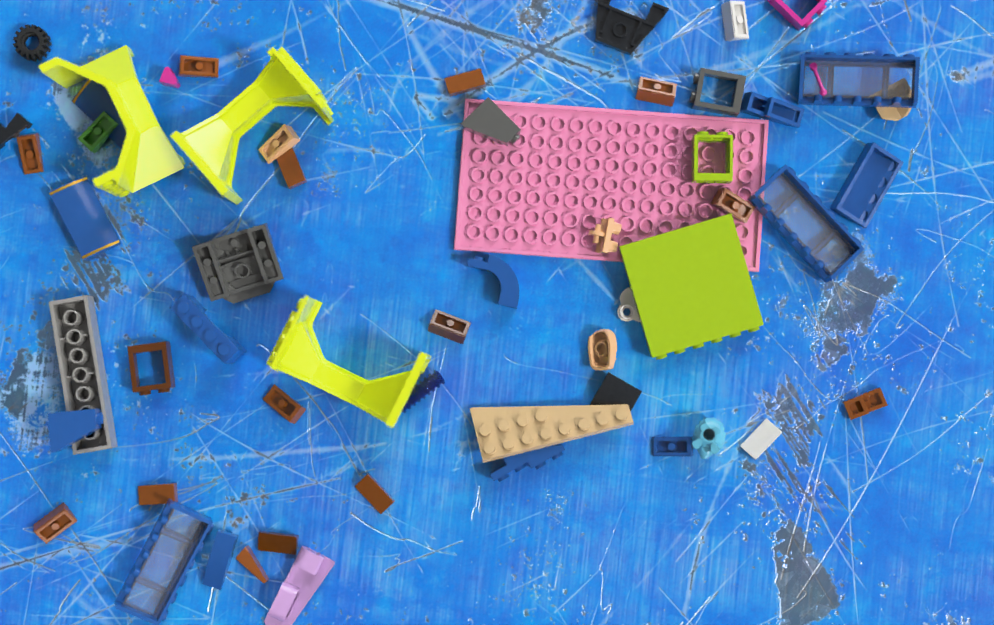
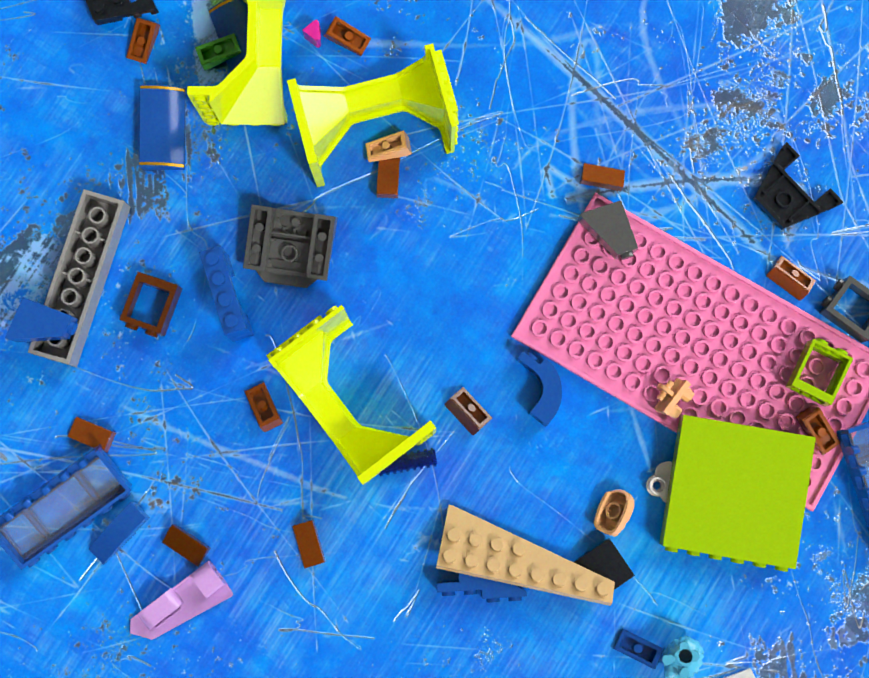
camera: 20 degrees right, 5 degrees down
(249, 561) = (148, 551): dark orange slope -> none

